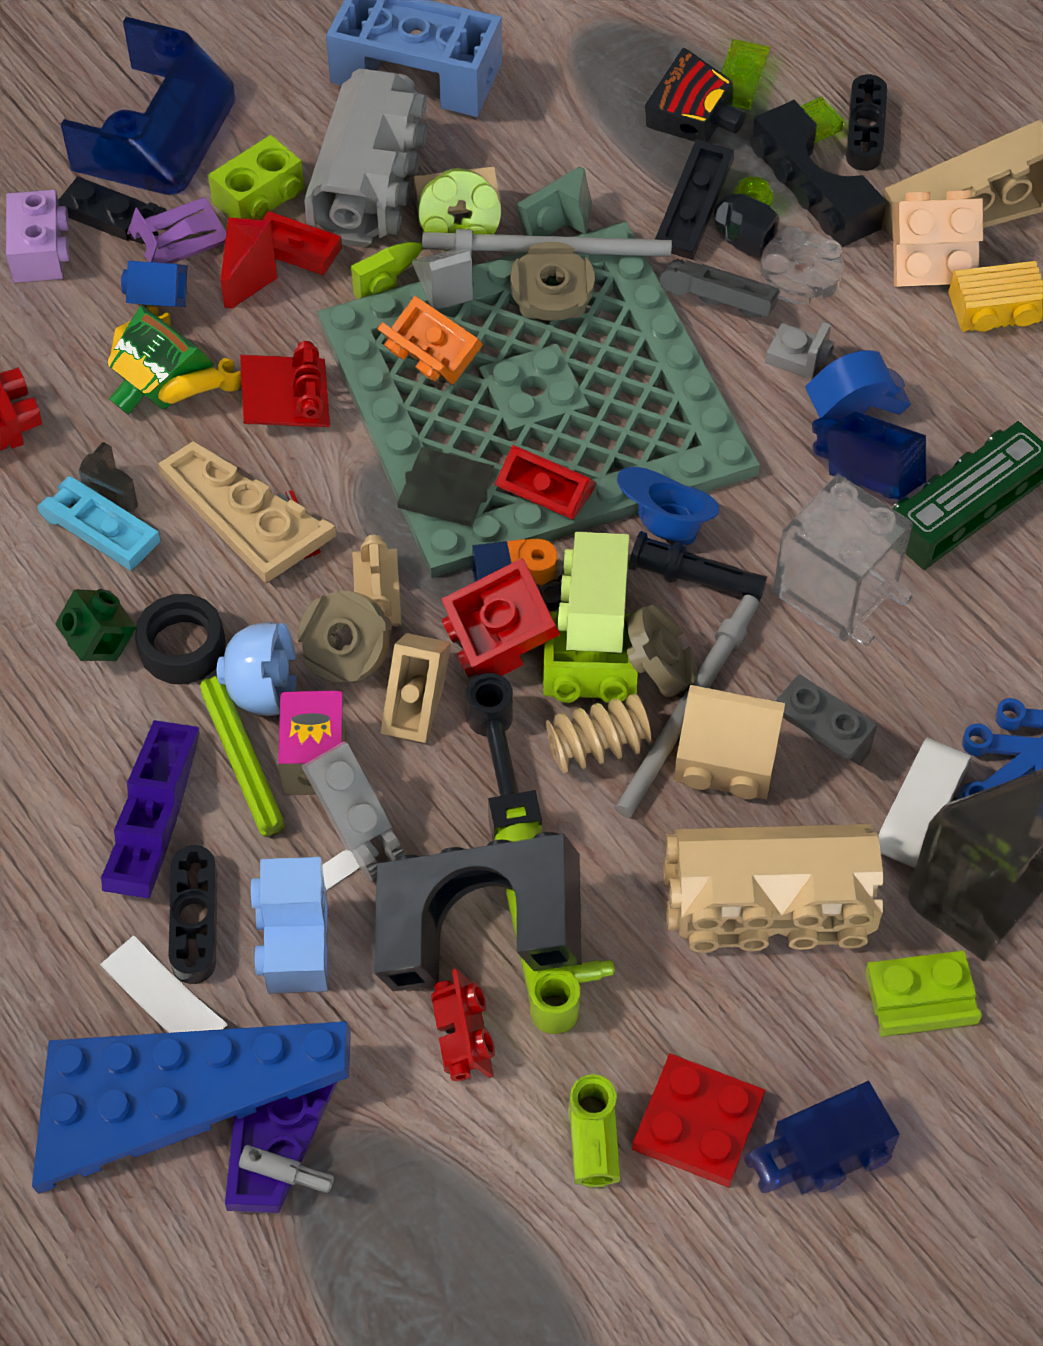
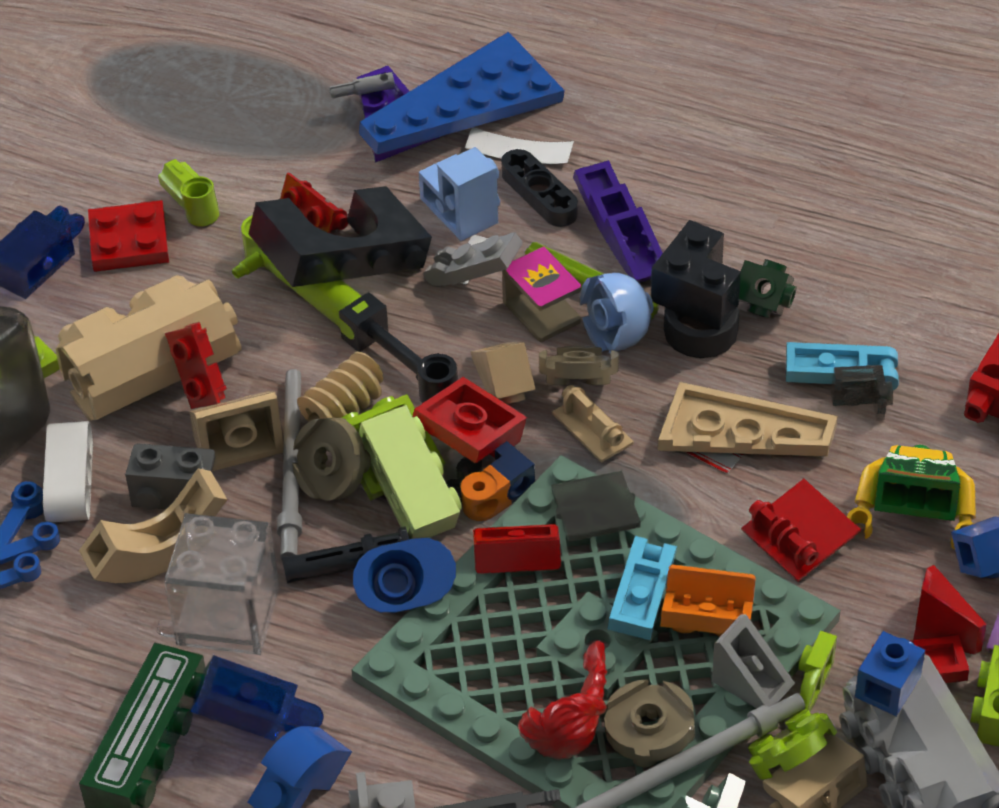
camera: 150 degrees right, 10 degrees down
(169, 640) = (693, 279): none -> black brick
(367, 151) = (889, 673): none -> blue brick
(468, 385) = (641, 588): none -> medium azure plate
(619, 298) = (571, 721): none -> red hair
(737, 806) = (200, 381): none -> red hinge
(875, 672) = (145, 548): none -> tan arch

